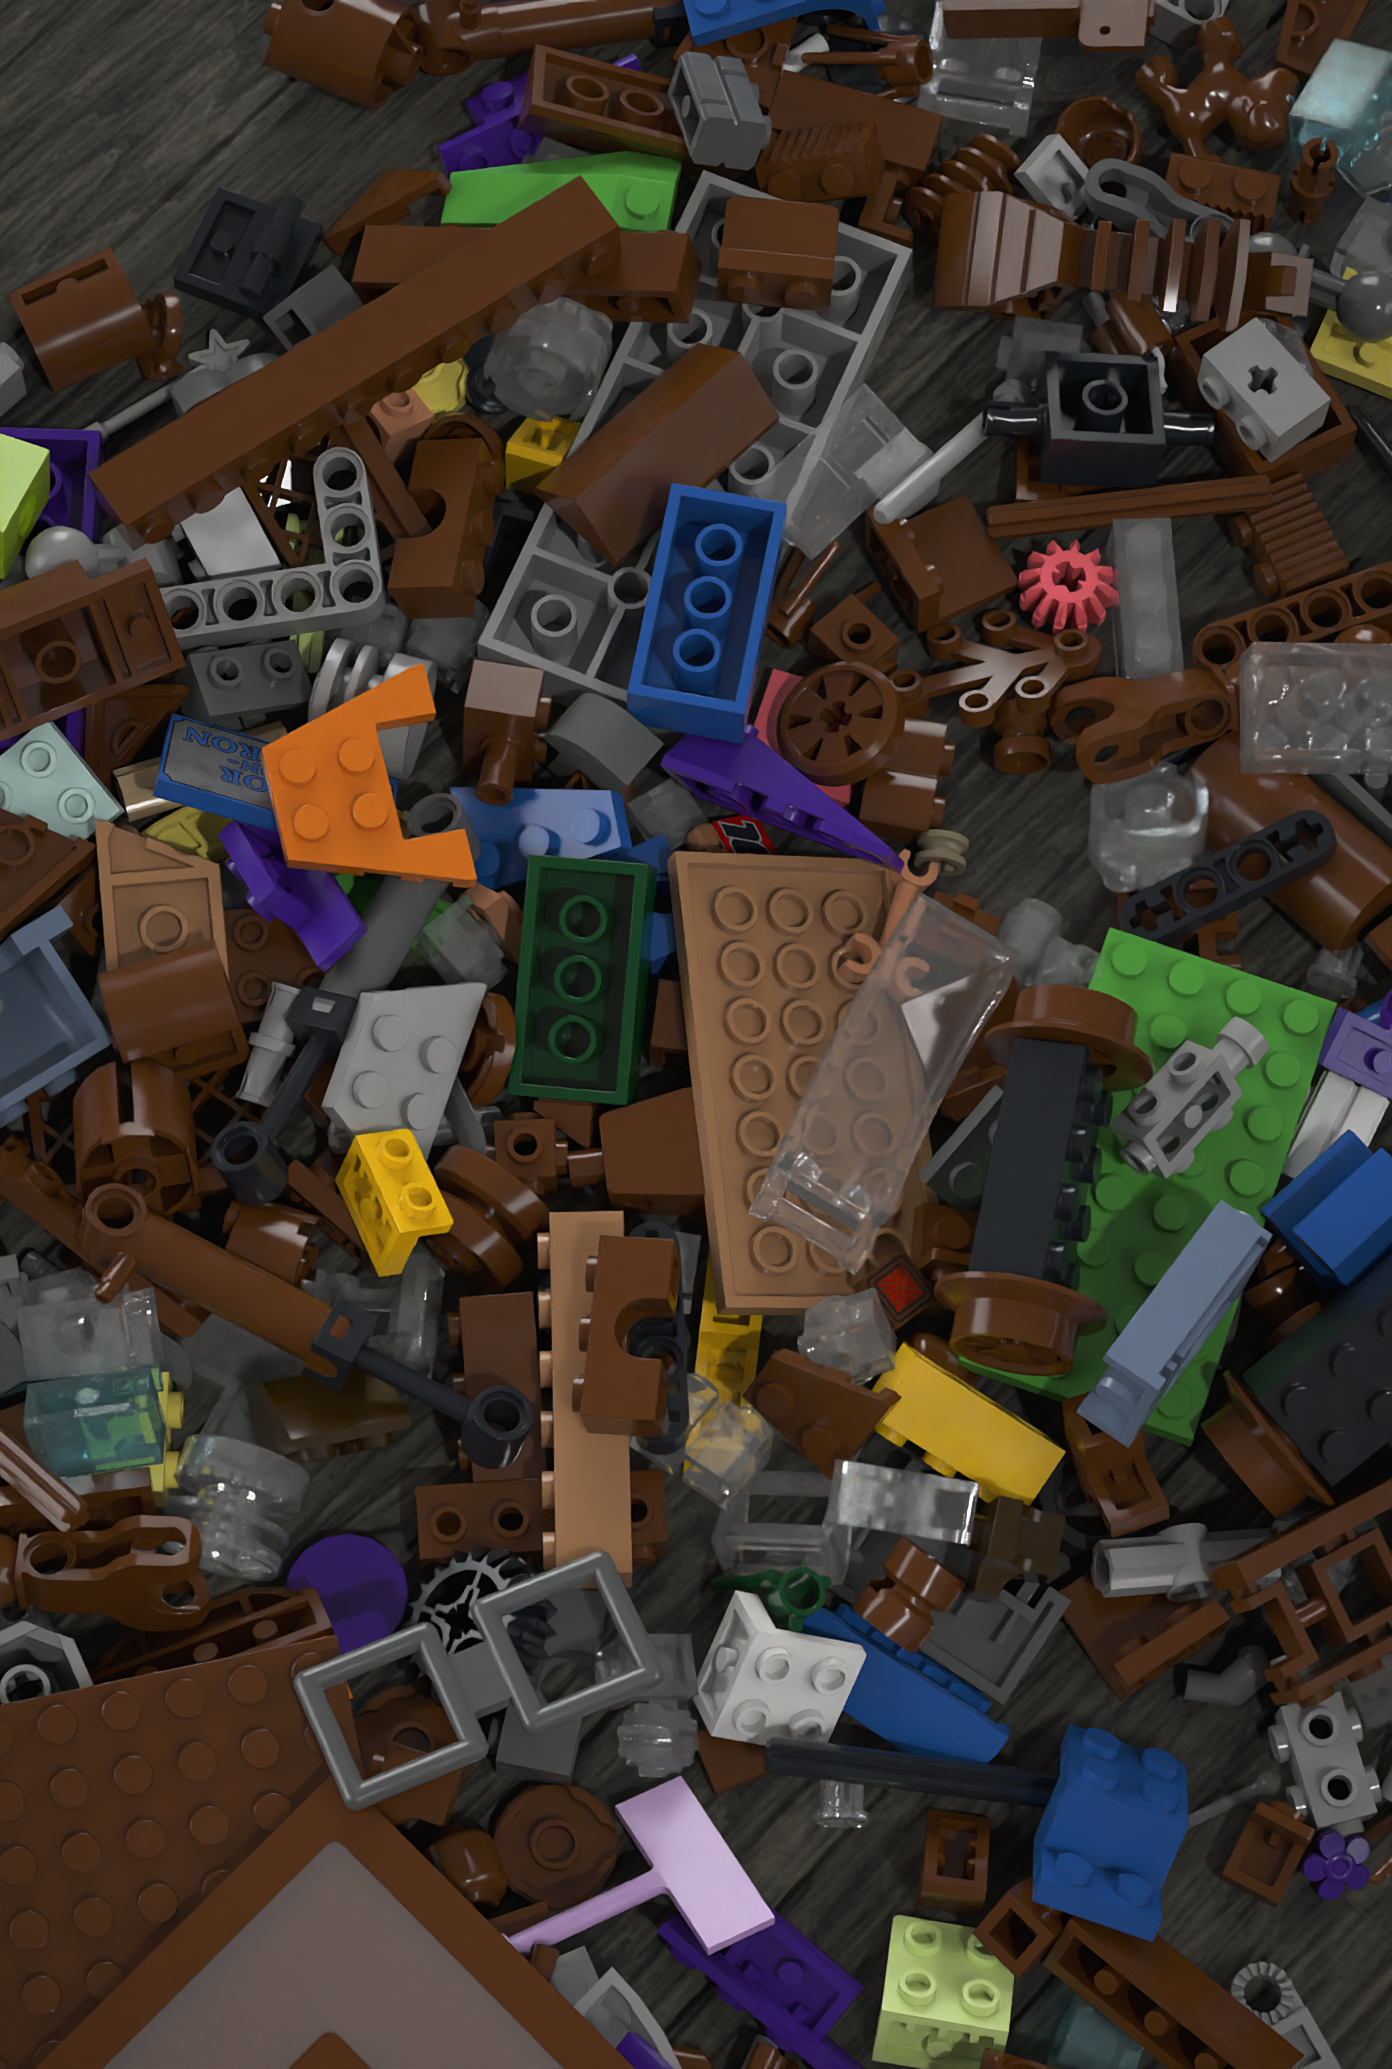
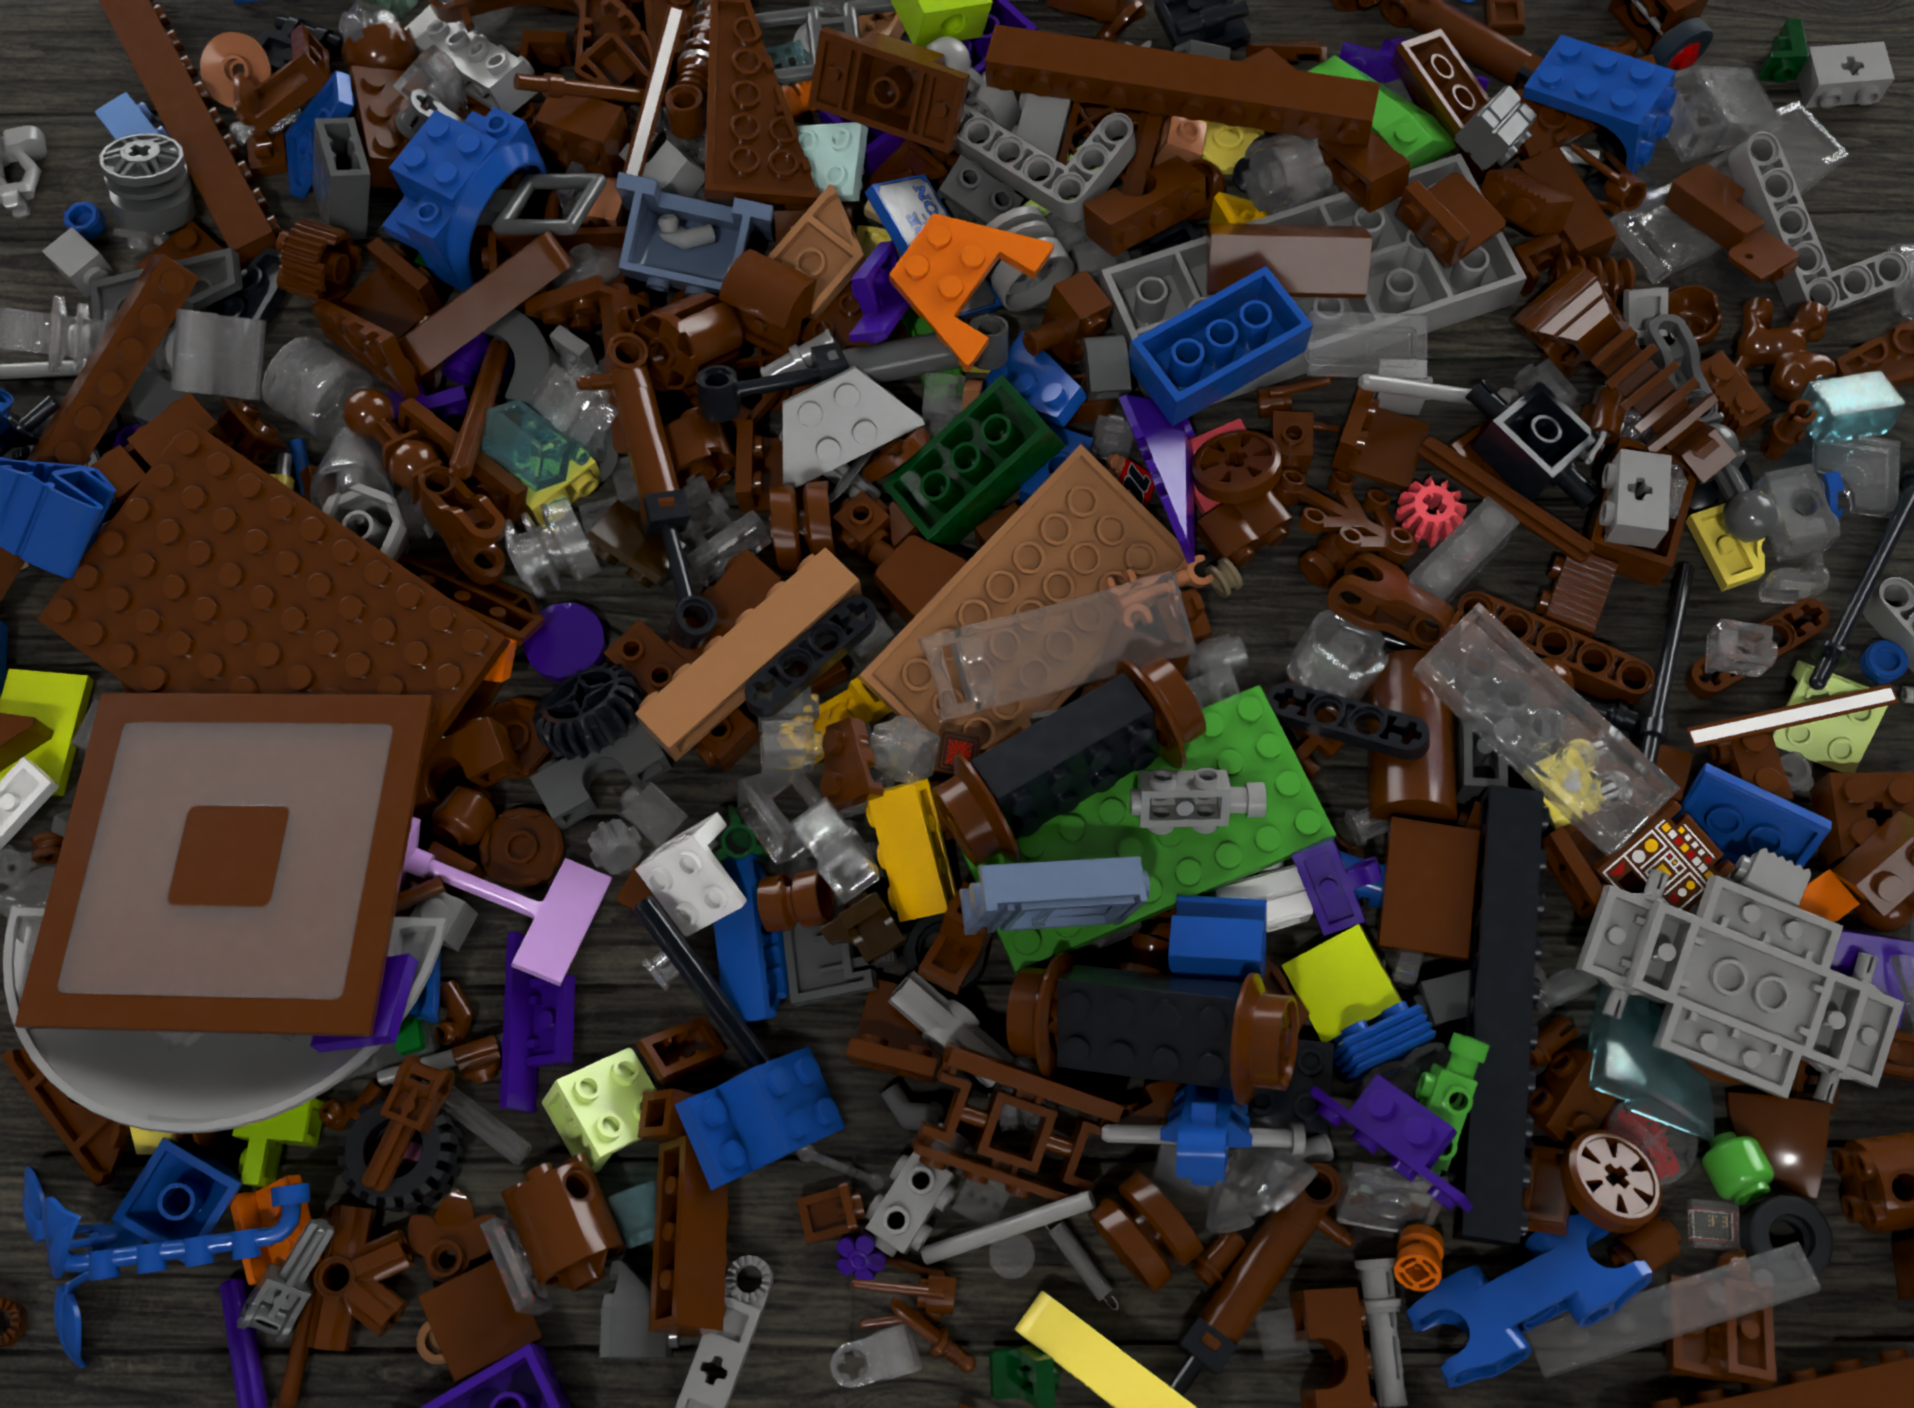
camera: 55 degrees right, 0 degrees up
(391, 1197) = (768, 472): yellow bracket -> none
(478, 1680) = (538, 721): dark grey bar -> none
(628, 1283) = (811, 611): reddish brown arch -> none

